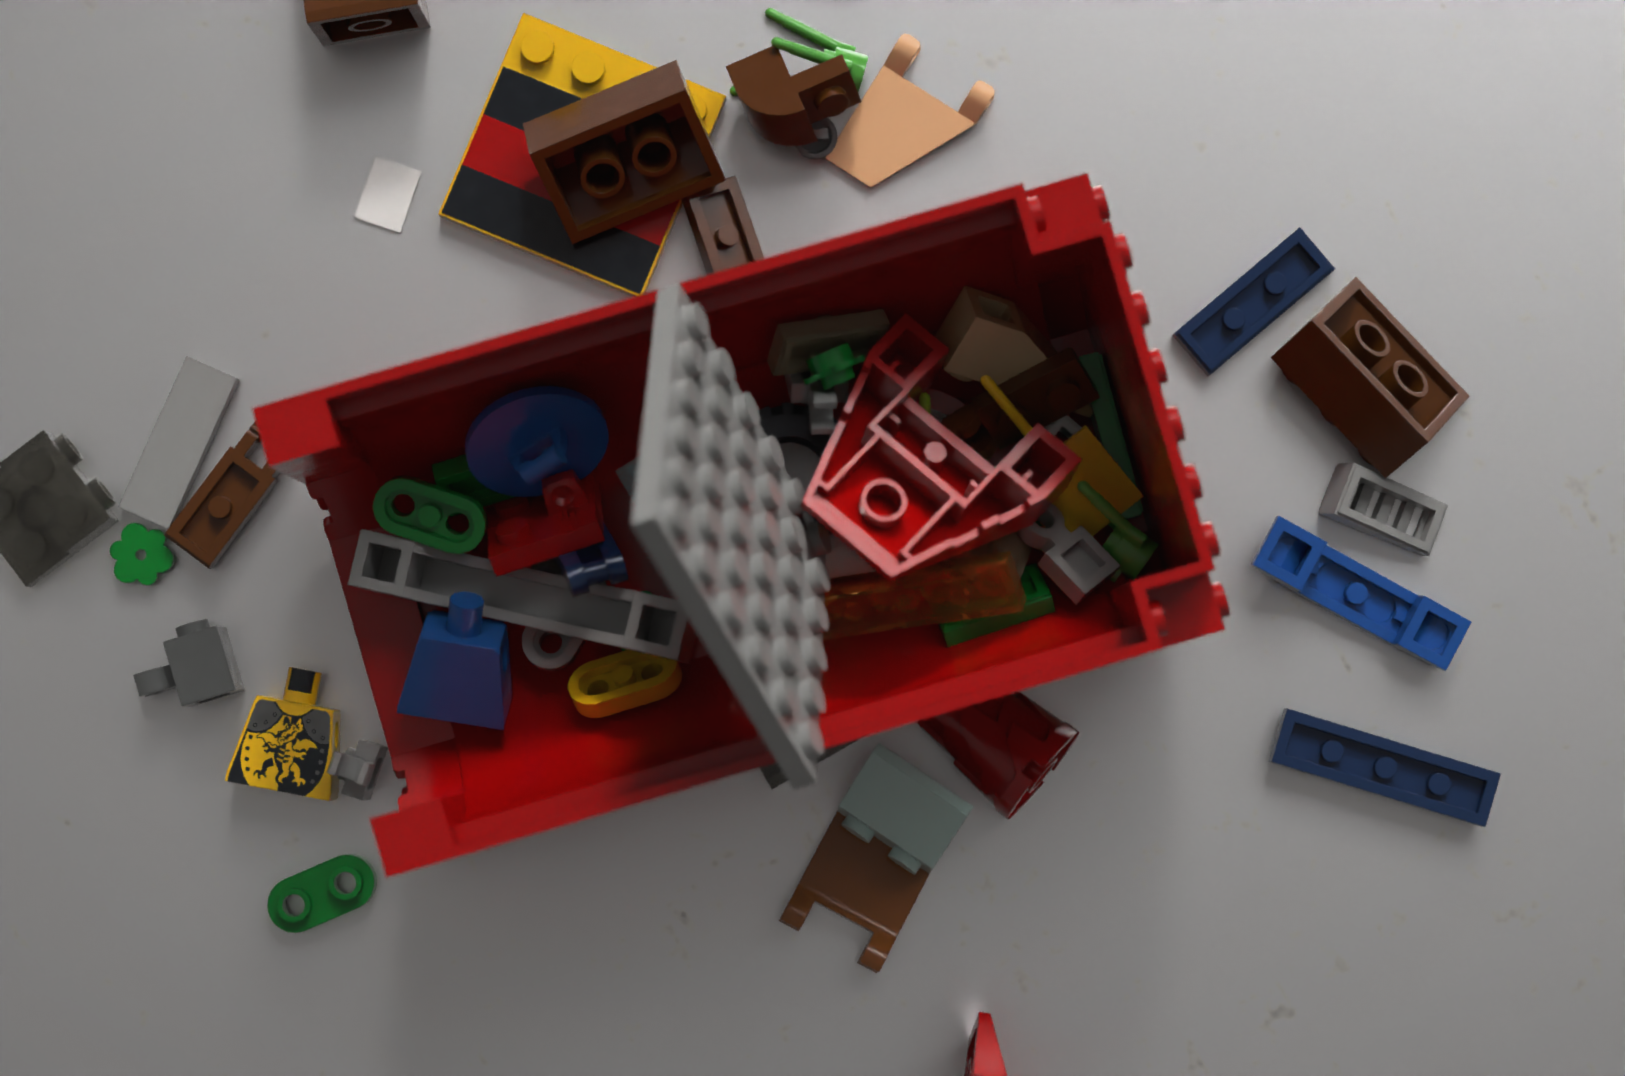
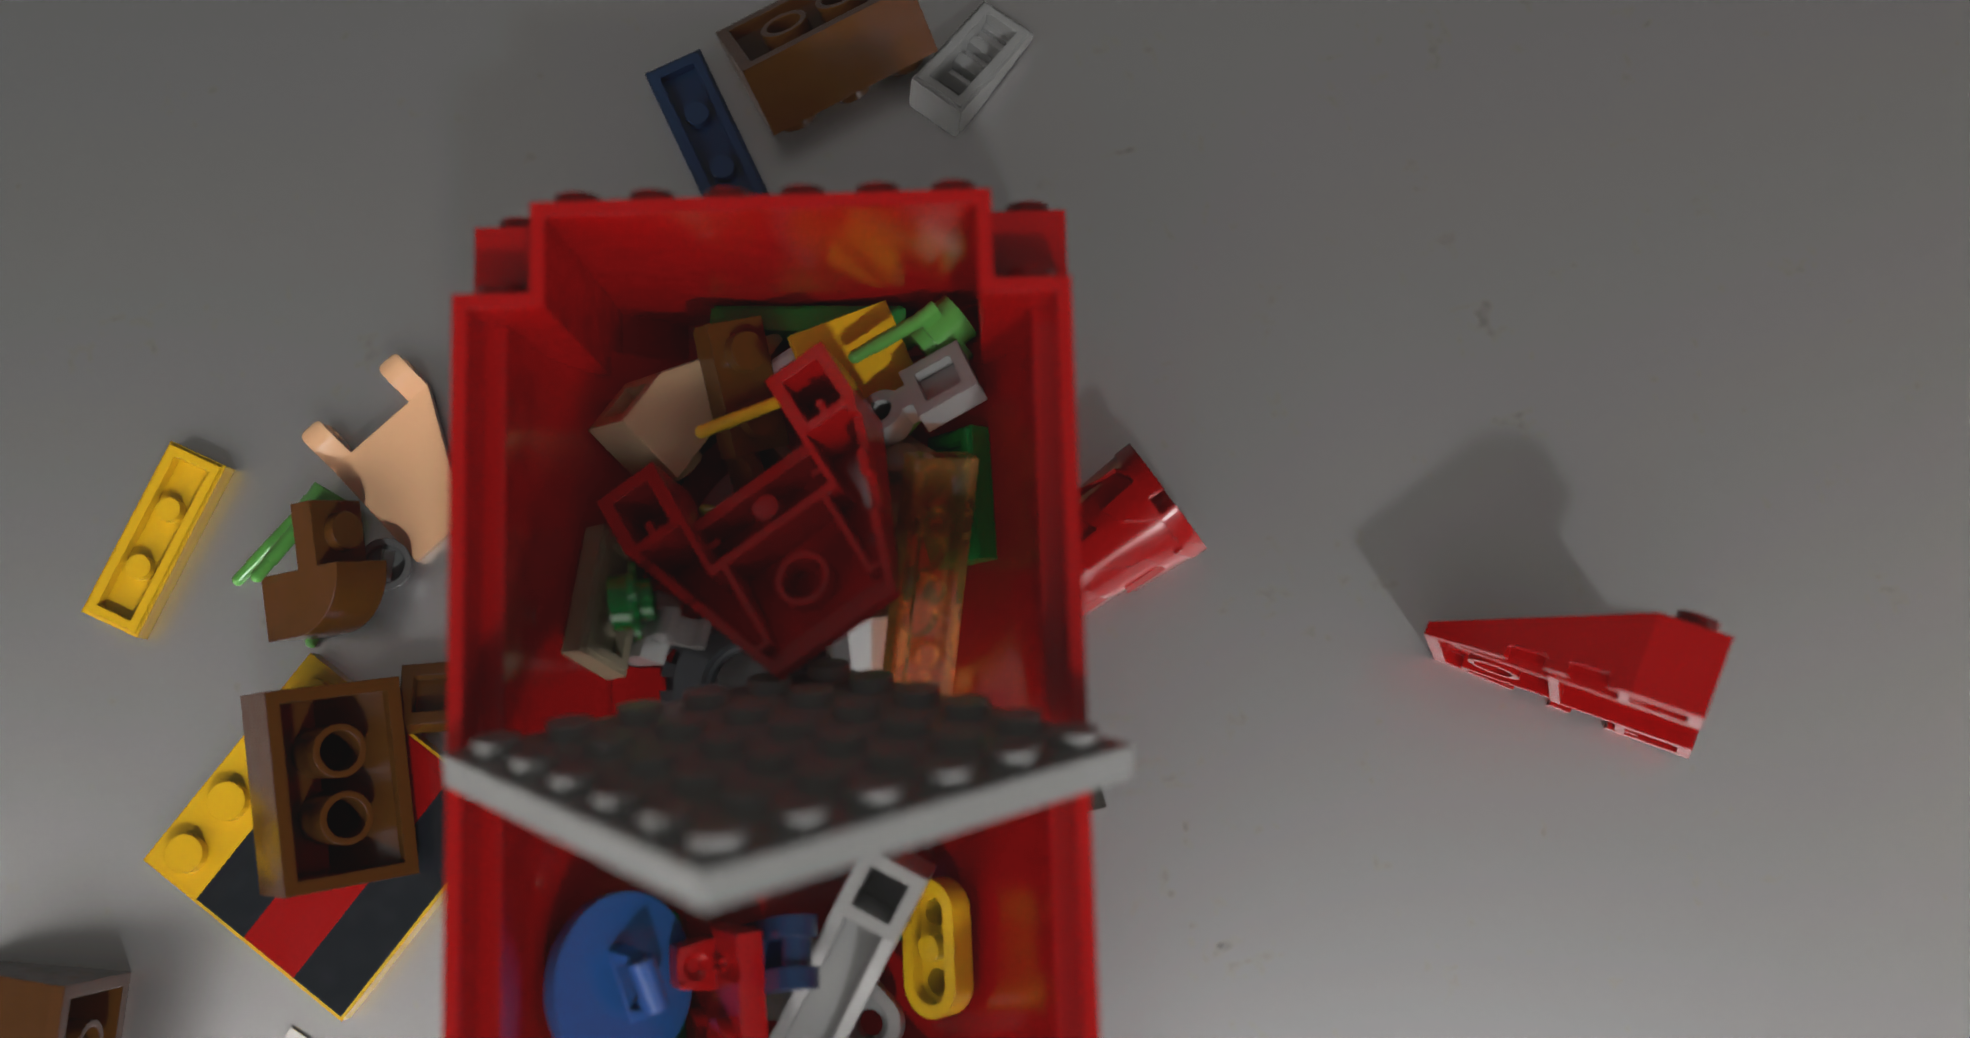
camera: 70 degrees left, 5 degrees down
(860, 886) = (1225, 724): dark orange flag -> none
(903, 810) = (1169, 661): light aqua slope -> none
(1360, 594) = (1059, 110): blue slope -> none
(1384, 767) = (1247, 135): dark blue plate -> none

